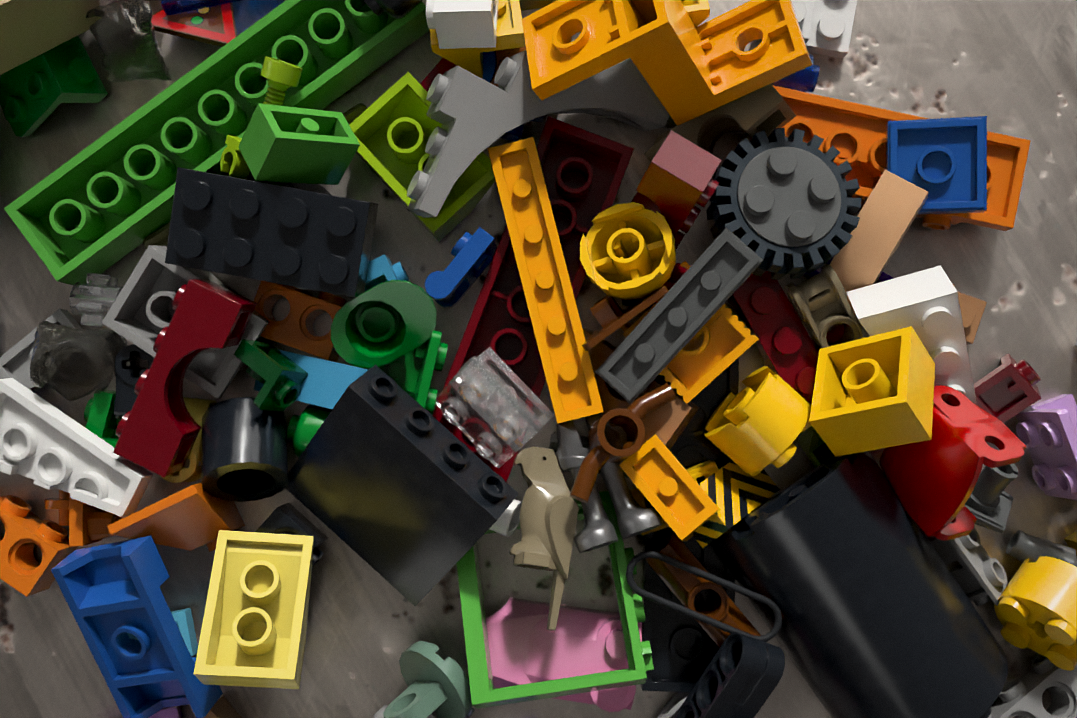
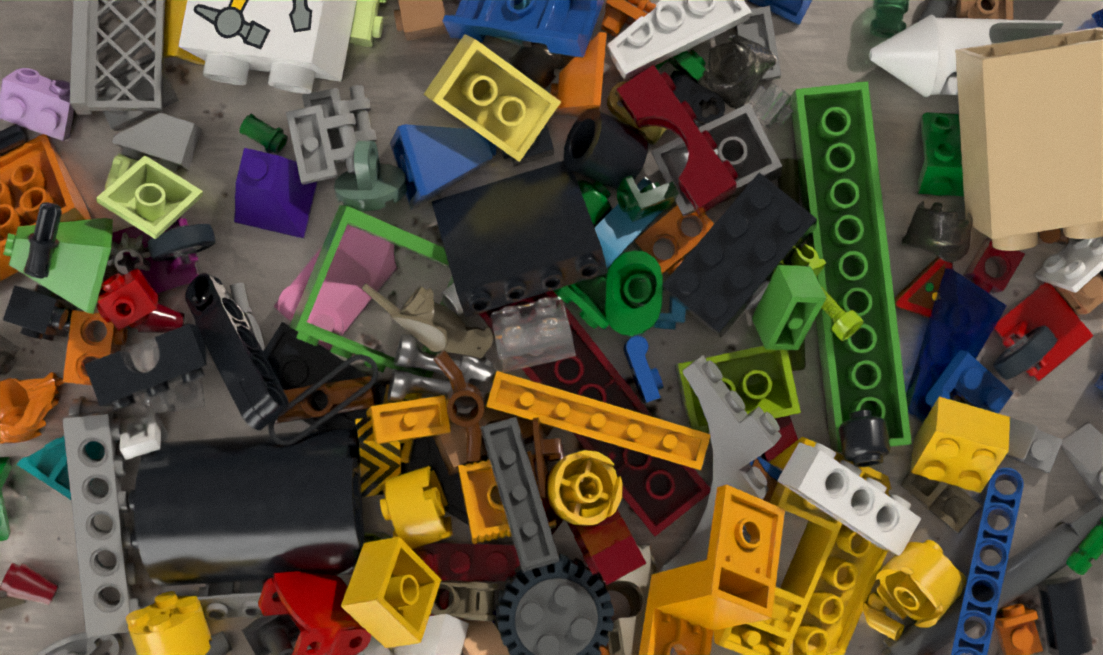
camera: 115 degrees right, 0 degrees up
(188, 577) = (538, 63): none -> clear smoke wheel
(362, 628) = (437, 158): none -> blue slope

